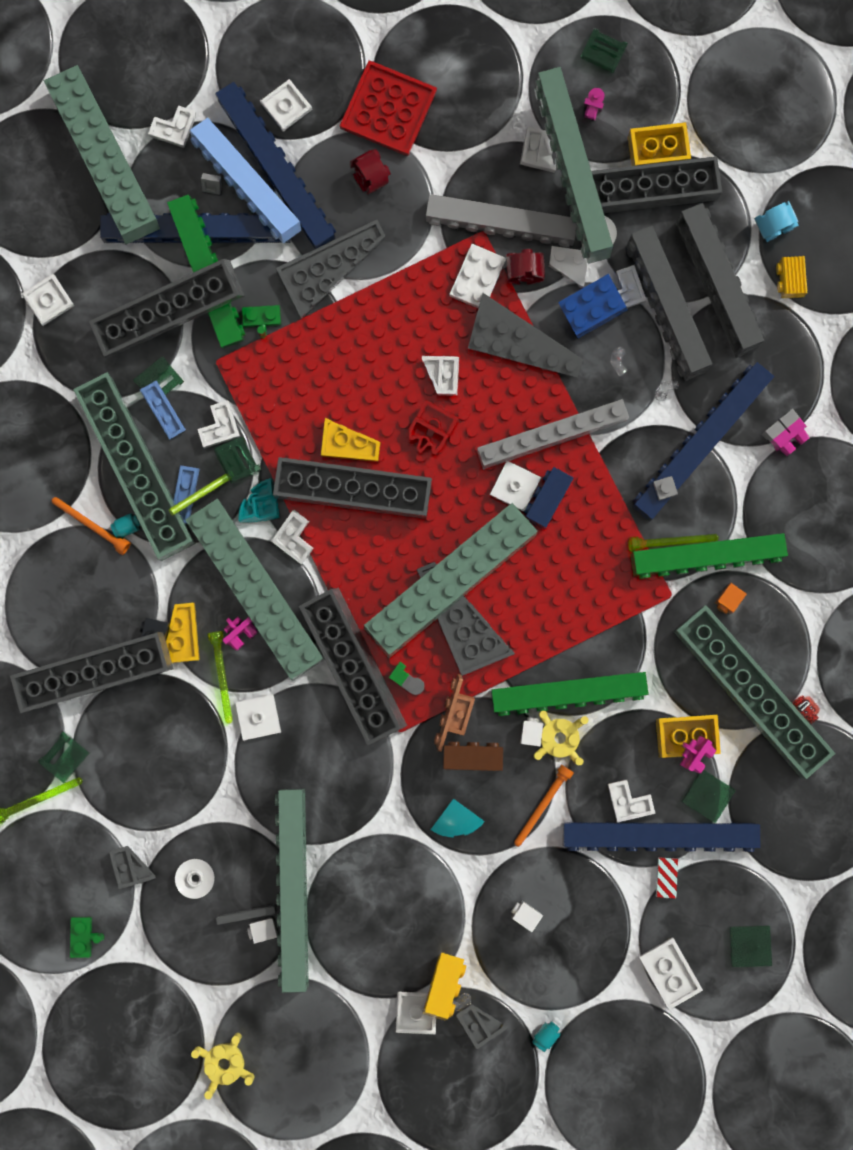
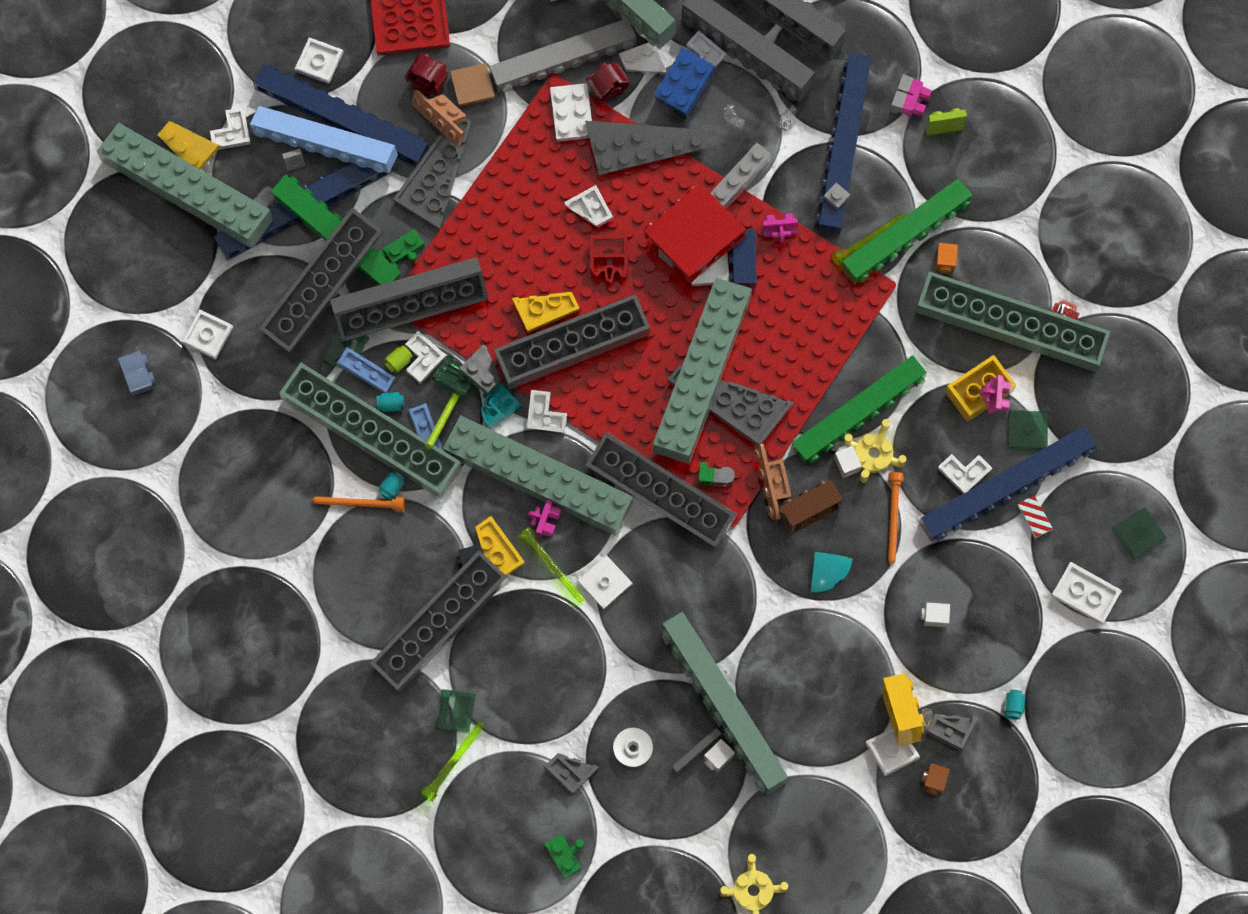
camera: 30 degrees left, 10 degrees down
(129, 122) = (188, 145): none -> yellow wing
(167, 450) = (390, 402): none -> teal brick
(196, 415) = (398, 359): none -> lime brick
(232, 368) = (409, 299): none -> dark grey brick
(260, 467) = (481, 370): none -> wing
(363, 215) = (441, 114): none -> nougat bracket
(406, 202) = (472, 84): none -> medium nougat tile
(437, 1061) = (935, 779): none -> dark orange brick
(517, 451) = (695, 232): none -> red panel
(597, 488) = (780, 228): none -> dark pink hips
(798, 472) = (946, 122): none -> lime tile

